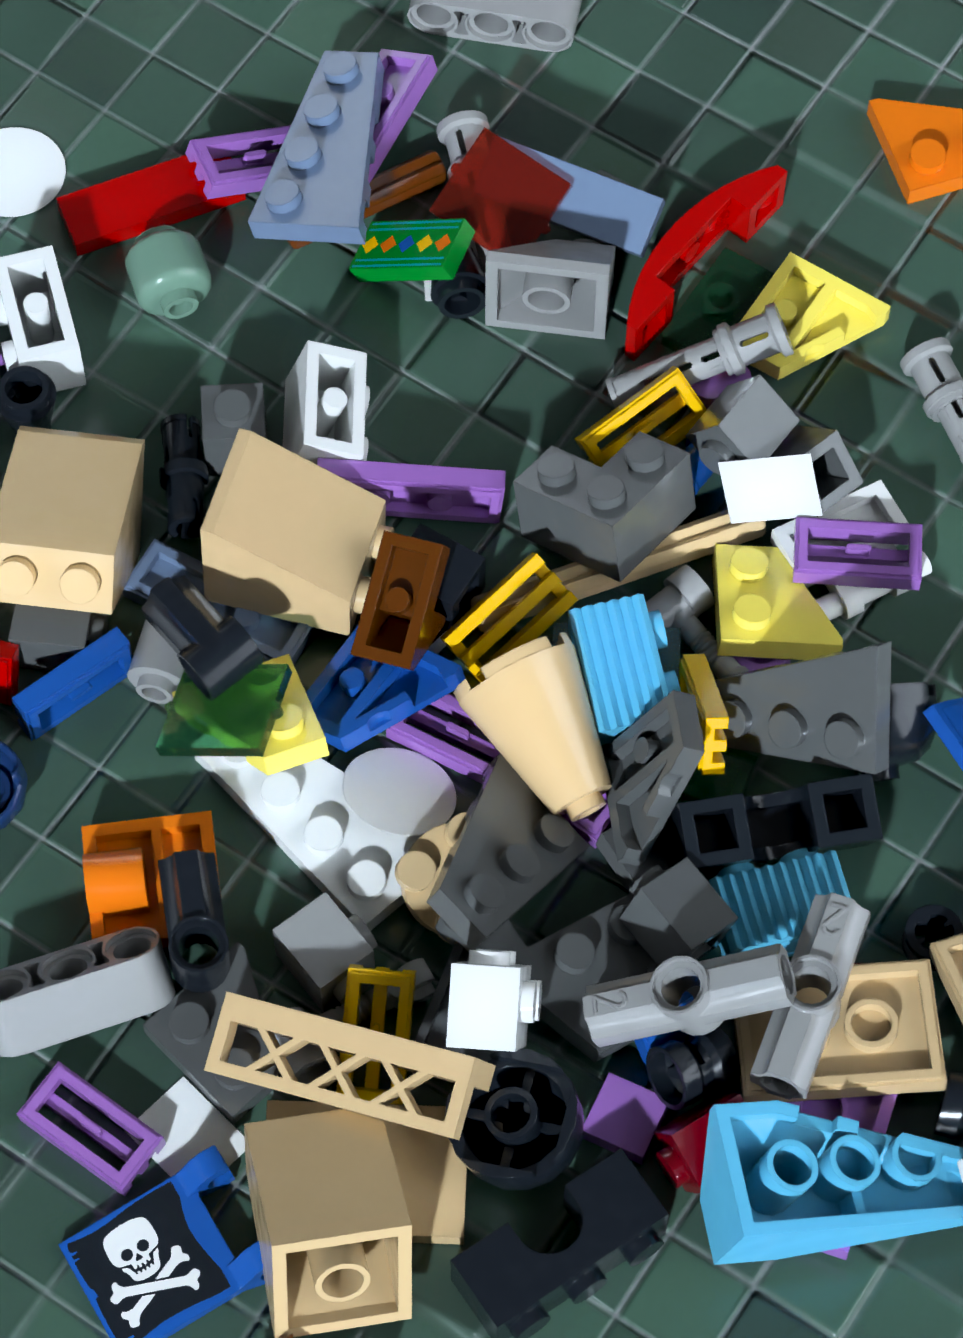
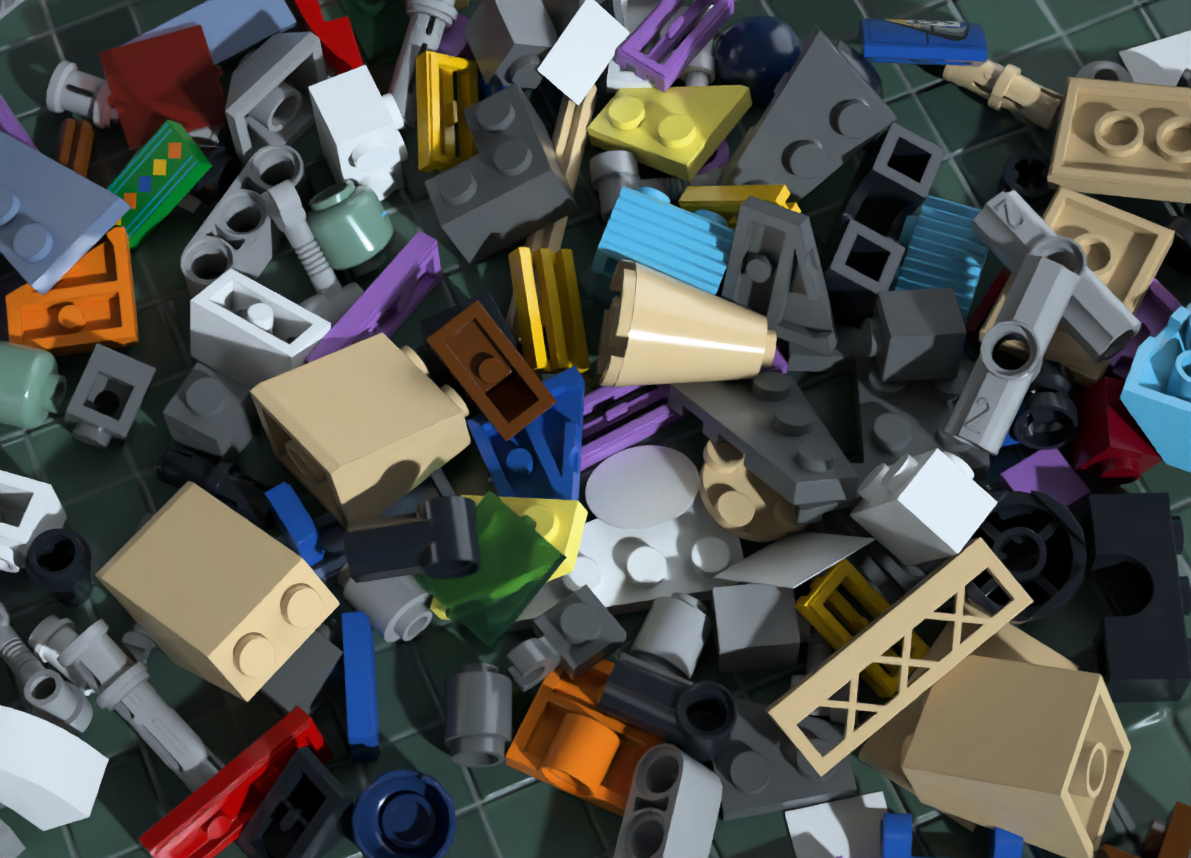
camera: 55 degrees left, 0 degrees up
(106, 785) = (478, 715): none -> dark grey brick
(173, 544) = (295, 523): none -> blue tile
(179, 333) = (114, 376): none -> dark grey brick
(213, 814) = (569, 635): none -> dark grey plate
(264, 893) = (674, 634): none -> light grey brick
(271, 276) = (84, 307): none -> orange wing
(396, 941) = (794, 558): none -> white sticker
(409, 447) = (286, 211): none -> light grey brick
(450, 327) = (217, 242): none -> light grey beam
(477, 419) = (350, 227): none -> sand green head
(561, 370) = (360, 131): none -> white brick
(909, 626) = (756, 55): none -> dark blue hair

